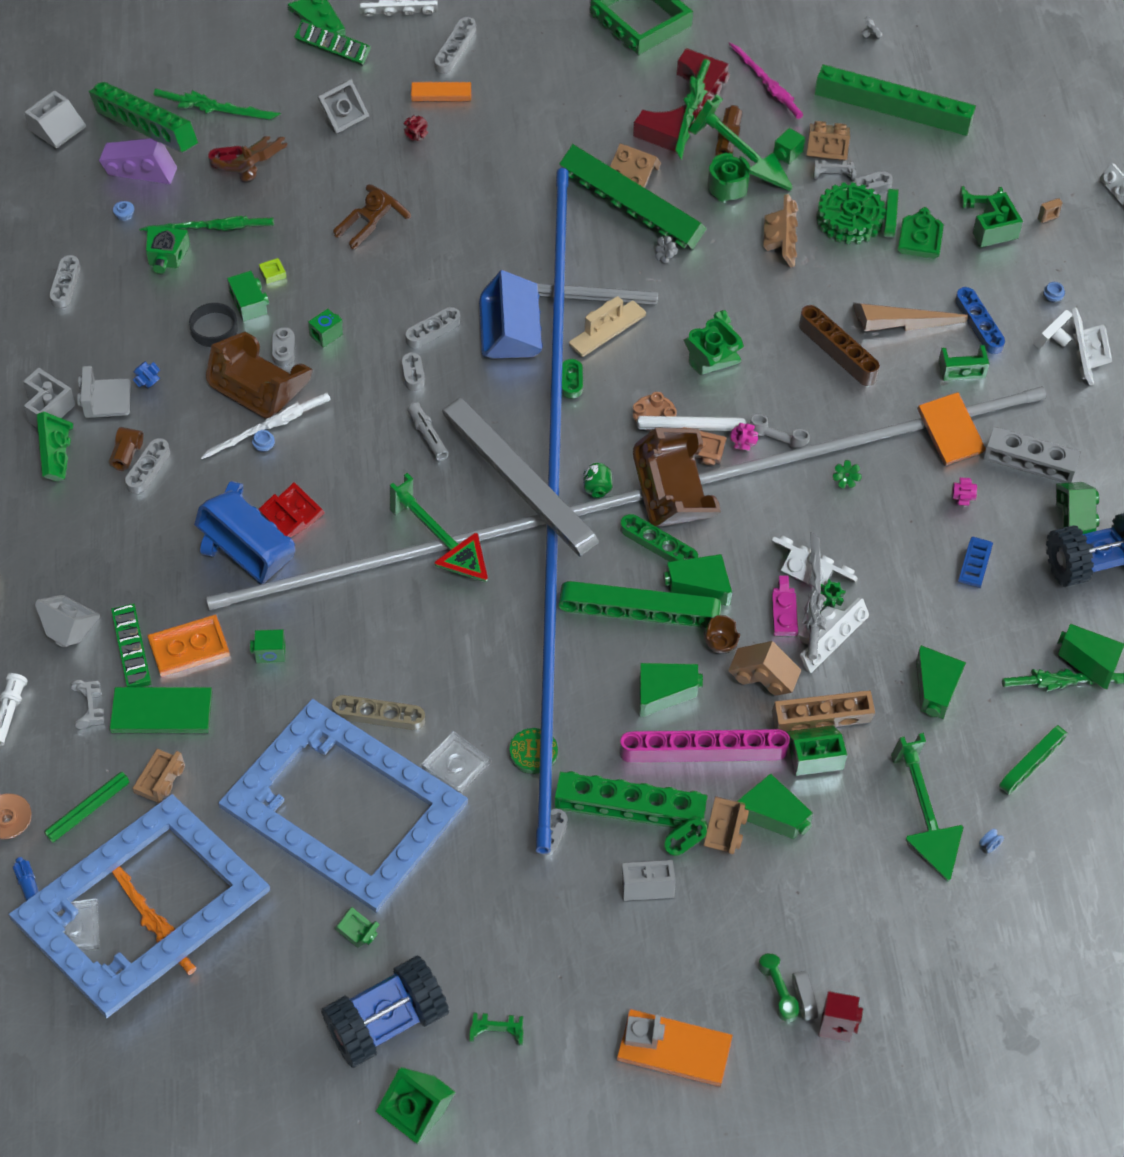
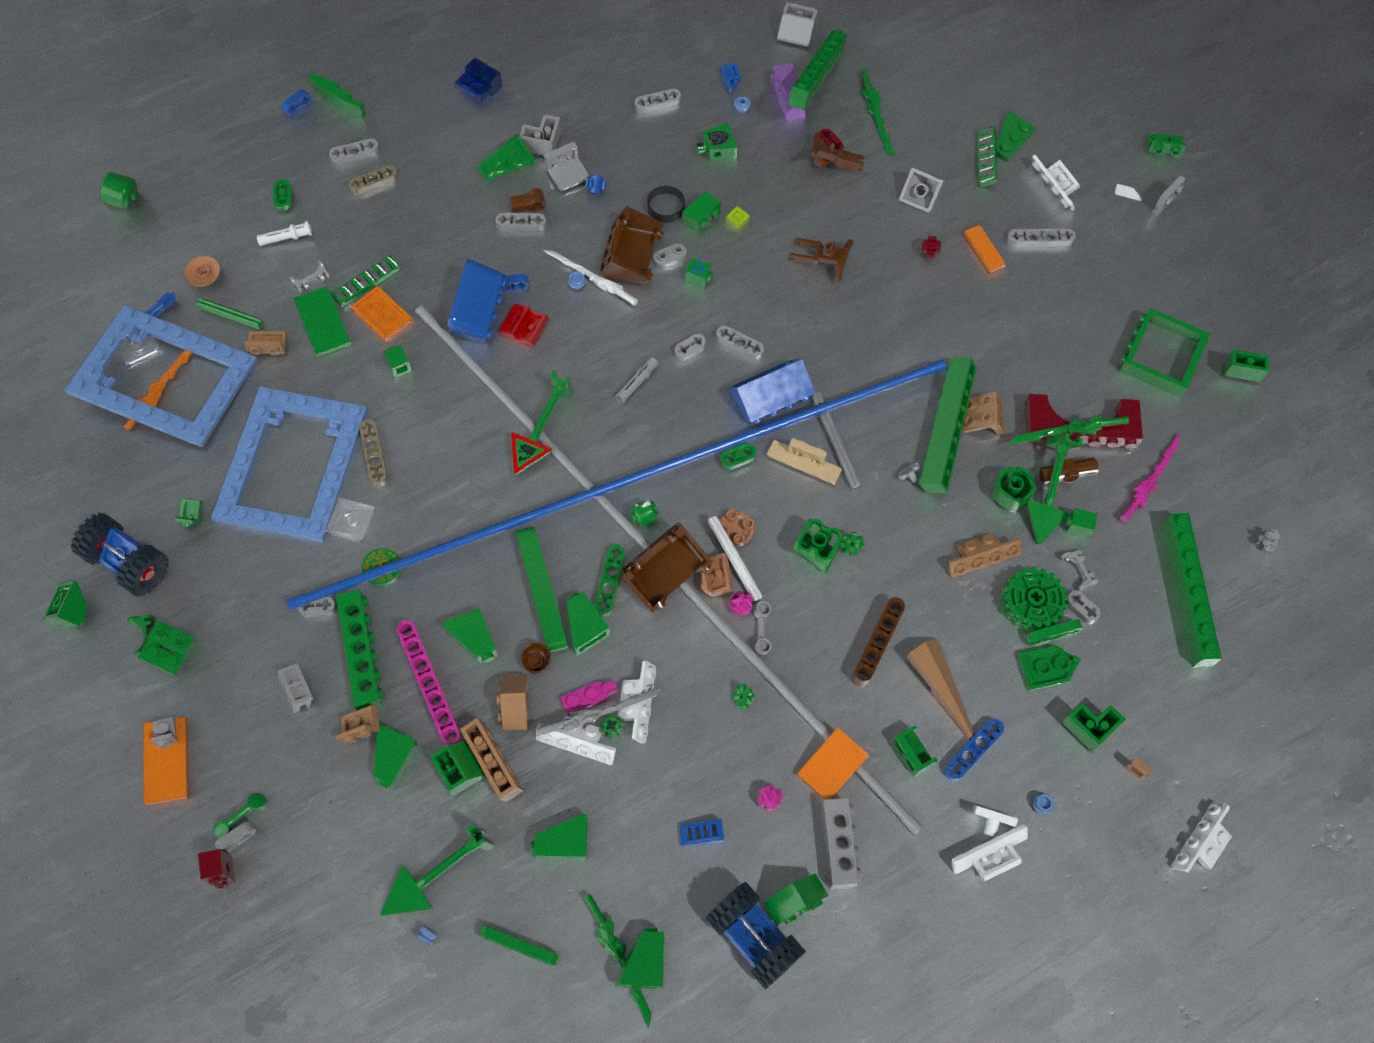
camera: 65 degrees right, 10 degrees up
(65, 619) = (368, 232): light grey slope -> none
(78, 206) = (730, 75): none -> blue slope
(235, 222) = (763, 167): green sword -> none
(521, 477) = (611, 456): light grey beam -> none
(535, 996) = (172, 639): none -> green brick
(682, 831) = (340, 699): green beam -> none
(828, 140) = (1110, 551): medium nougat bracket -> none
(972, 199) = (1115, 693): green piece -> none

